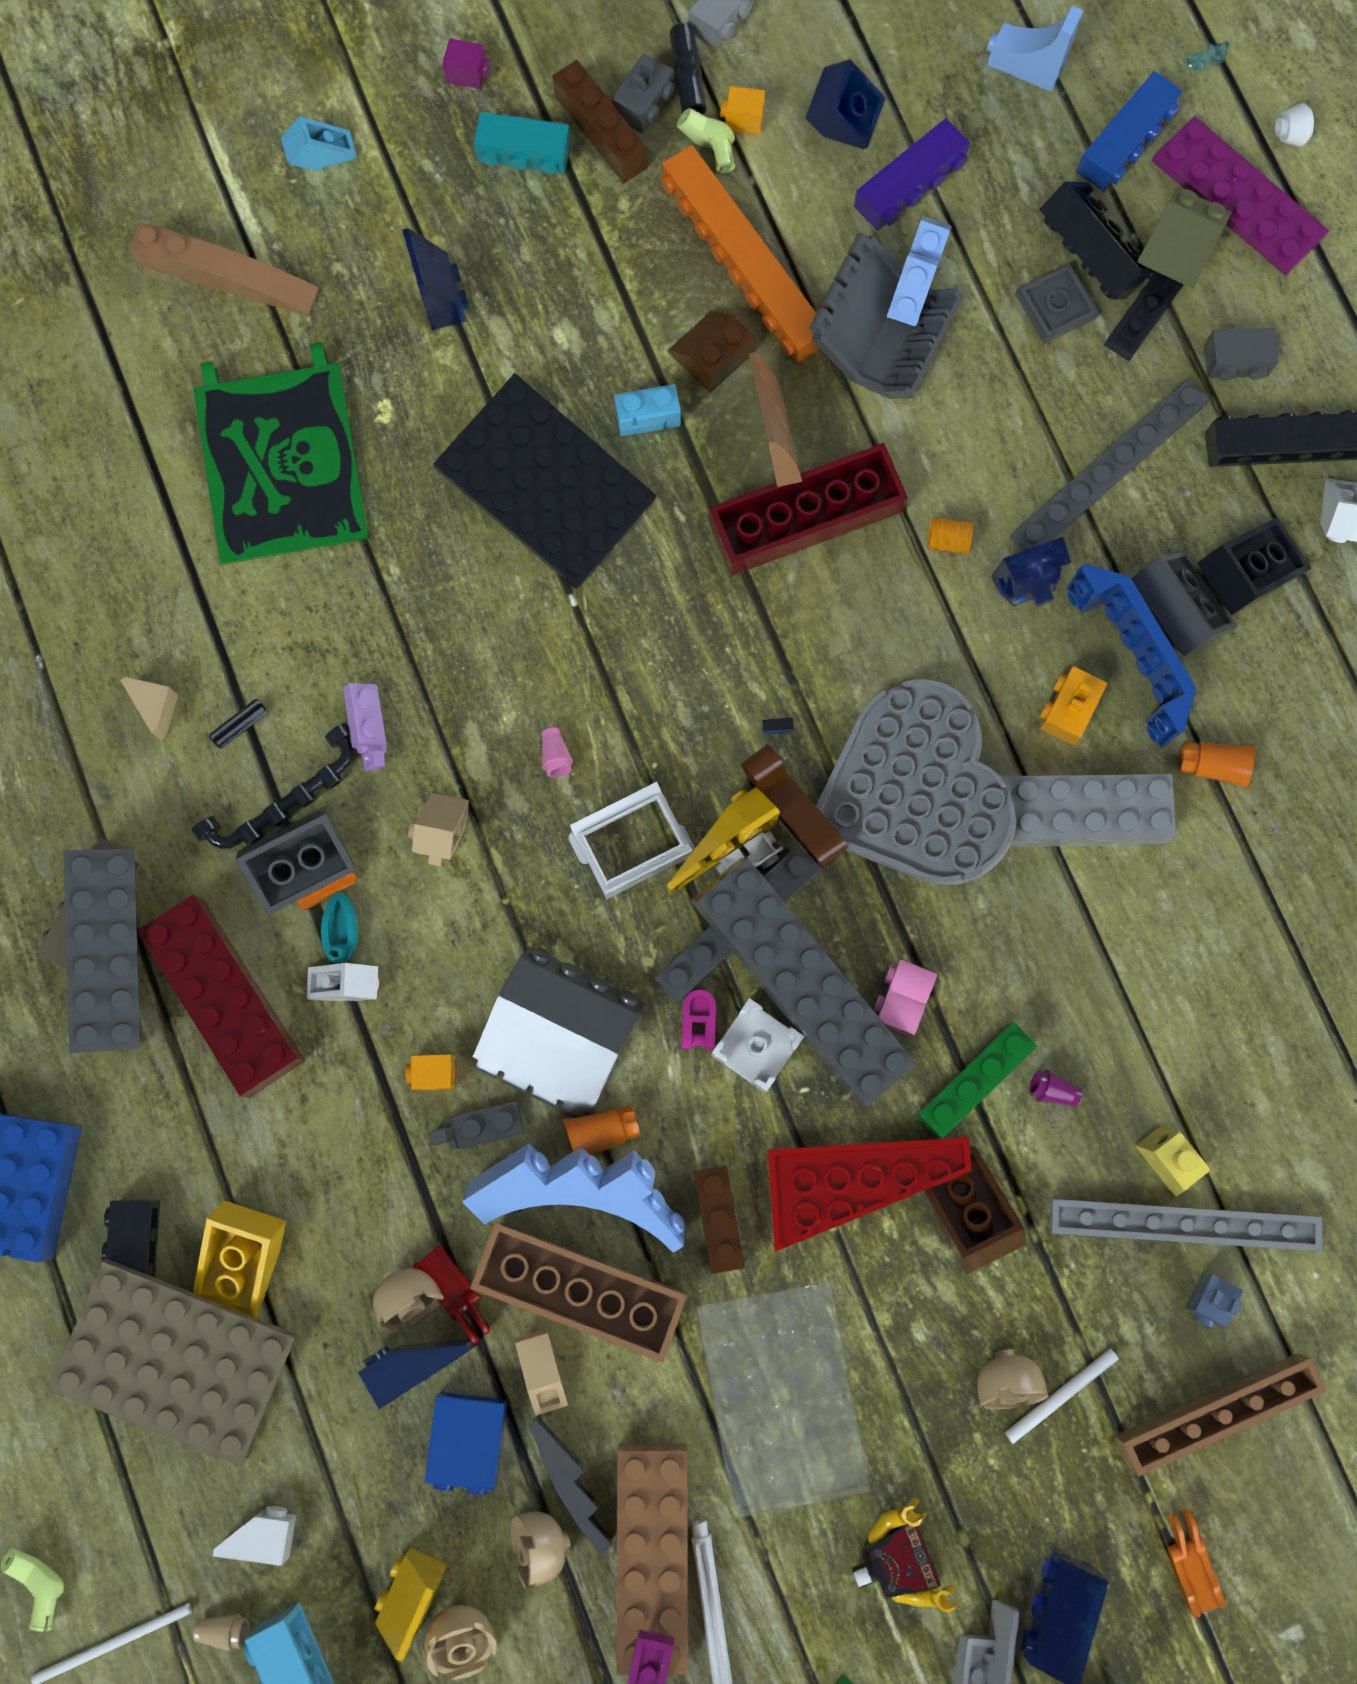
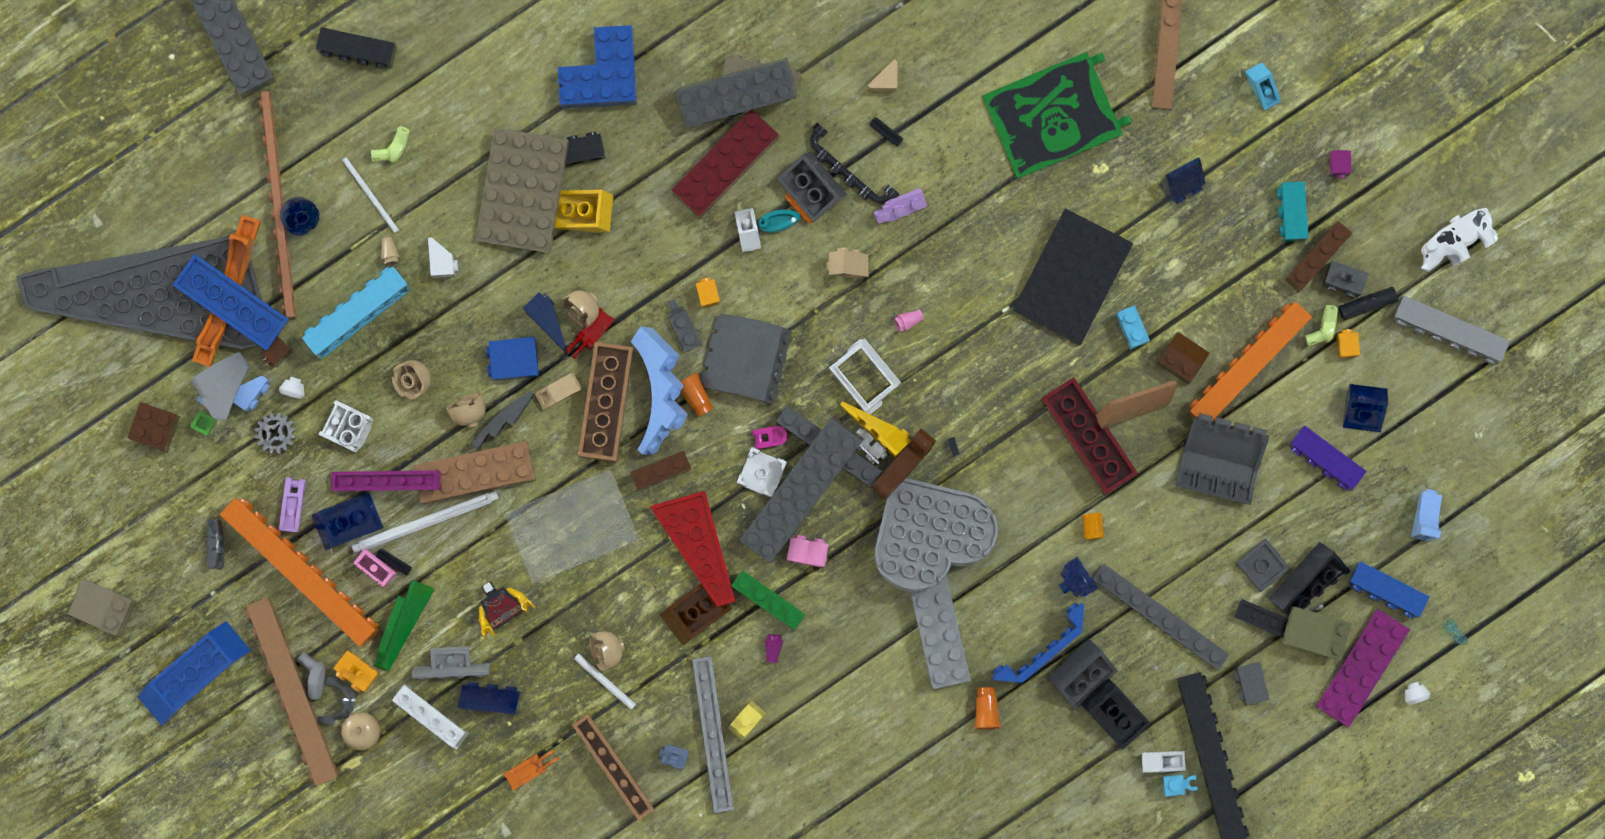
camera: 80 degrees right, 5 degrees up
(408, 1600) = (428, 347): yellow slope -> none
(919, 271) = (1261, 474): light blue arch -> none
(1072, 706) = (1003, 618): light orange brick -> none

